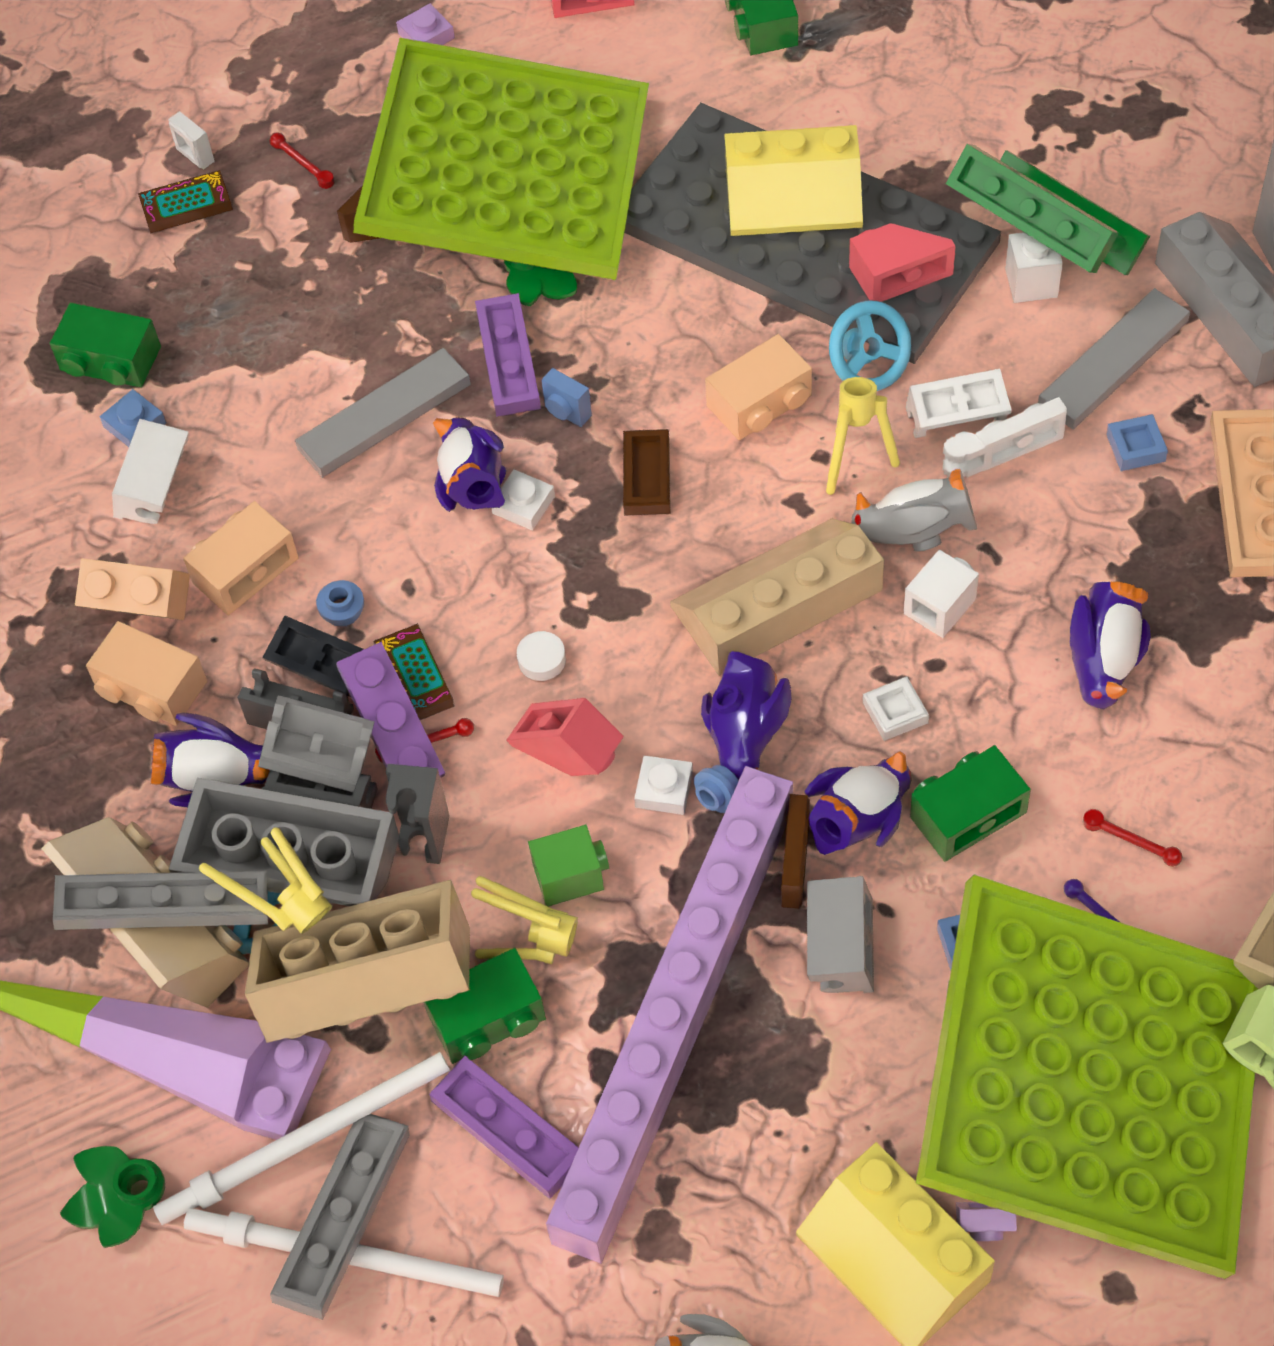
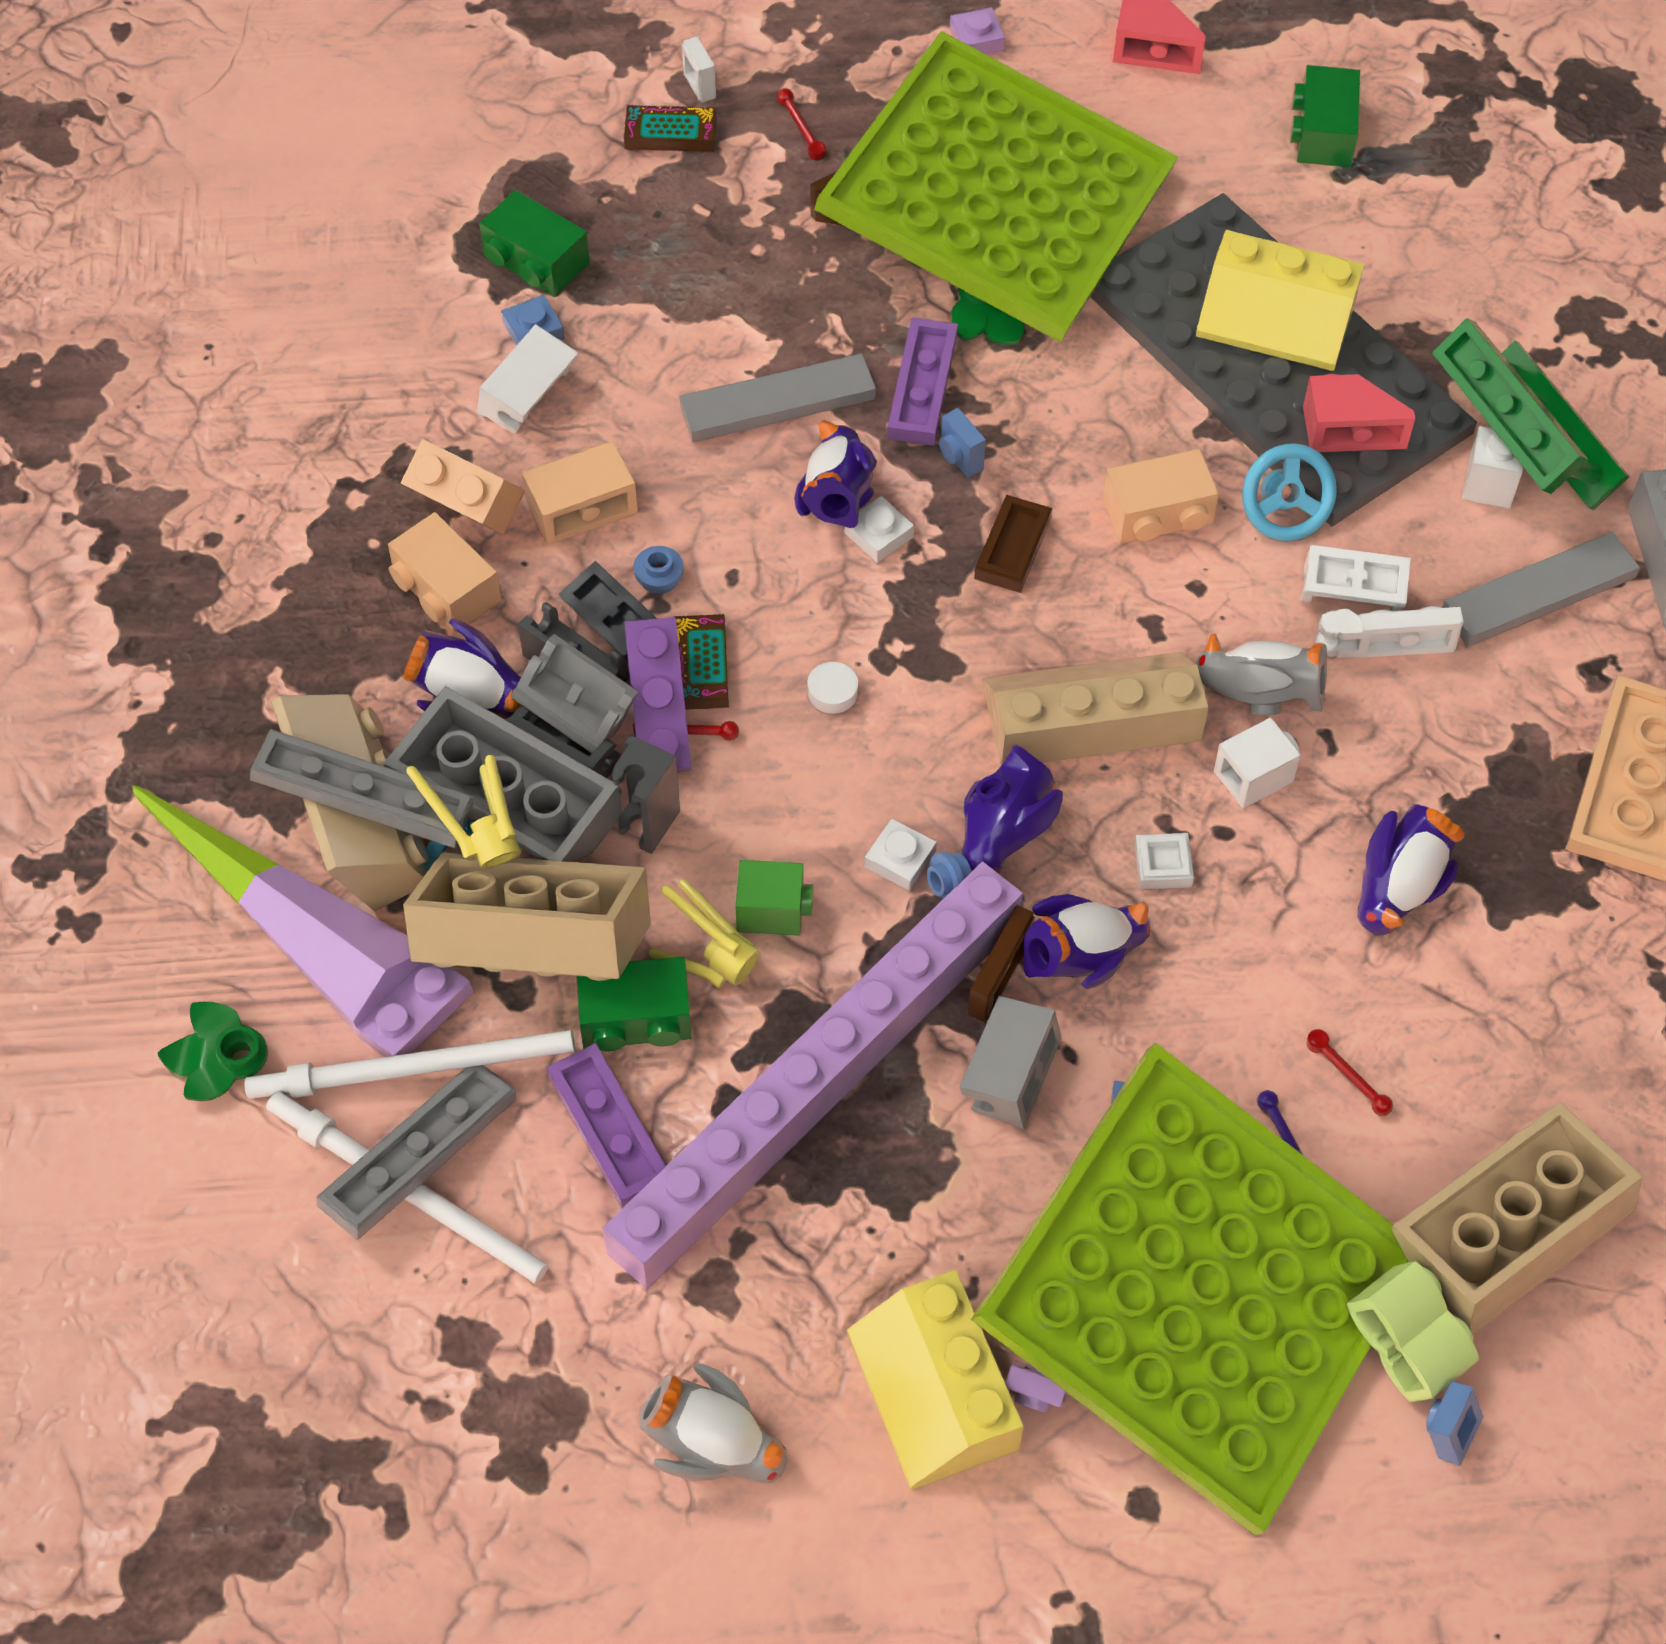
camera: 15 degrees right, 0 degrees up
(567, 736) = (824, 774): coral slope -> none
(856, 407) = (1244, 547): light yellow plant -> none
(969, 802) = (1196, 977): green brick -> none
(1136, 442) = (1525, 681): medium blue plate -> none

